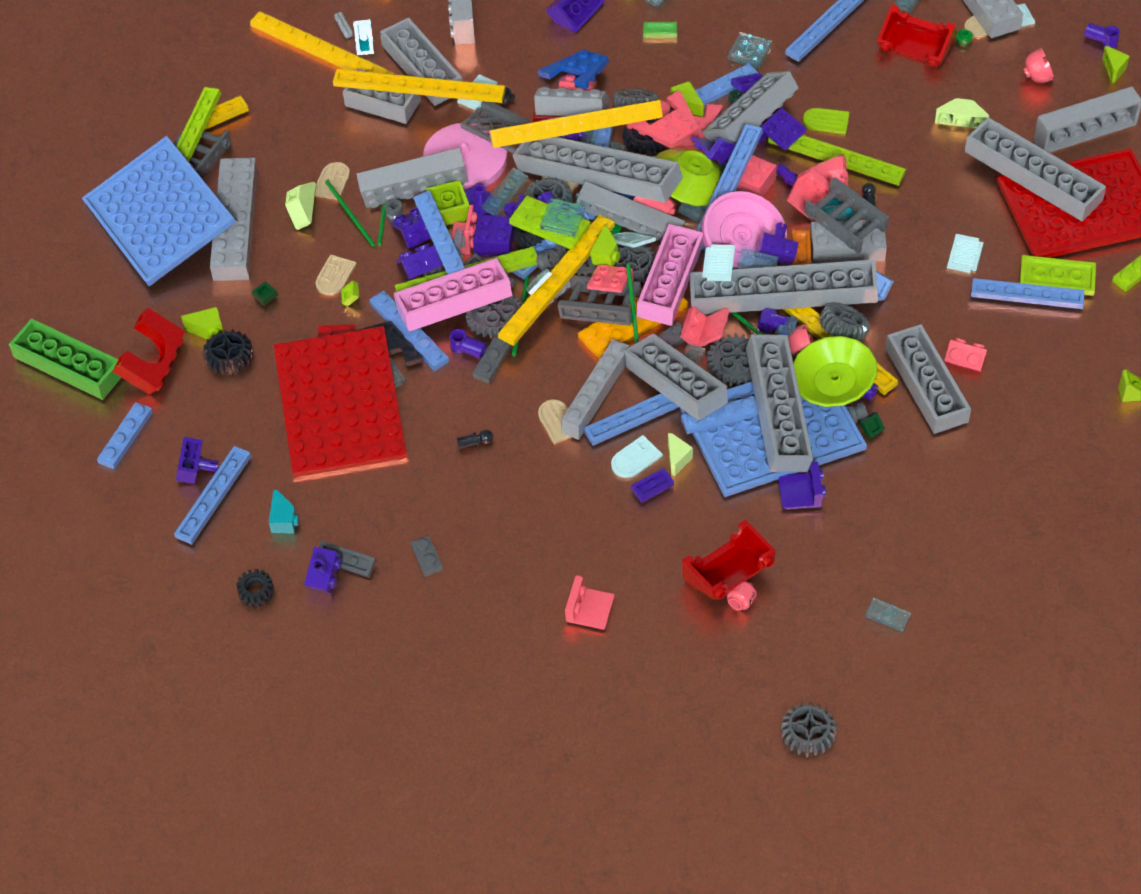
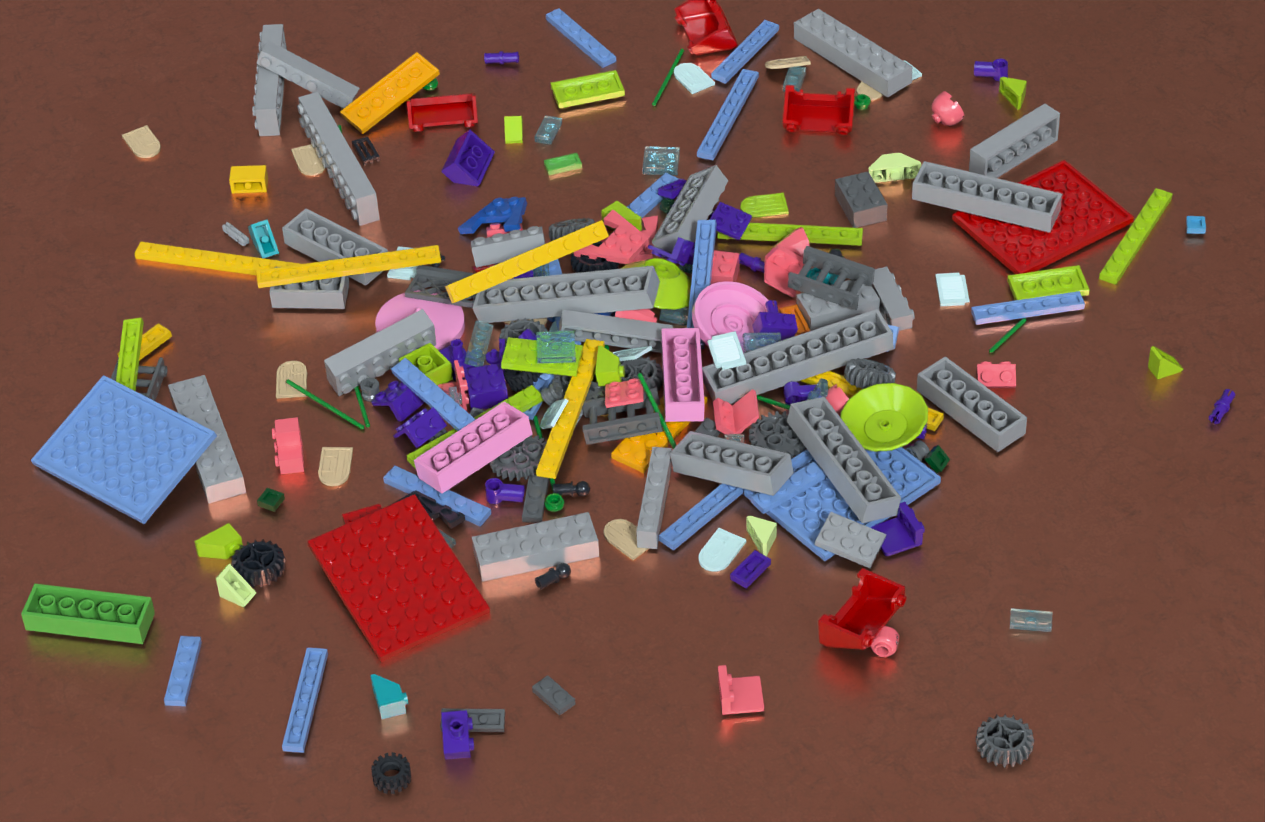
camera: 20 degrees left, 10 degrees down
(167, 340) = (189, 568): red arch -> none
(191, 461) = (268, 673): dark purple brick -> none
(198, 369) = (234, 587): none -> yellowish green slope
(300, 204) = (270, 405): yellowish green slope -> none
(300, 246) = (288, 445): none -> coral brick
(350, 293) = (361, 476): lime plate -> none
(470, 406) = (535, 546): none -> light grey brick
(506, 363) = (554, 502): none -> green plate
(536, 360) = (581, 488): none -> black pin
(753, 484) = (850, 539): none -> light grey plate
(899, 249) = (892, 303): none -> light grey brick
(916, 139) = (861, 199): none -> dark grey brick
(994, 317) = (1006, 336): none -> green axle

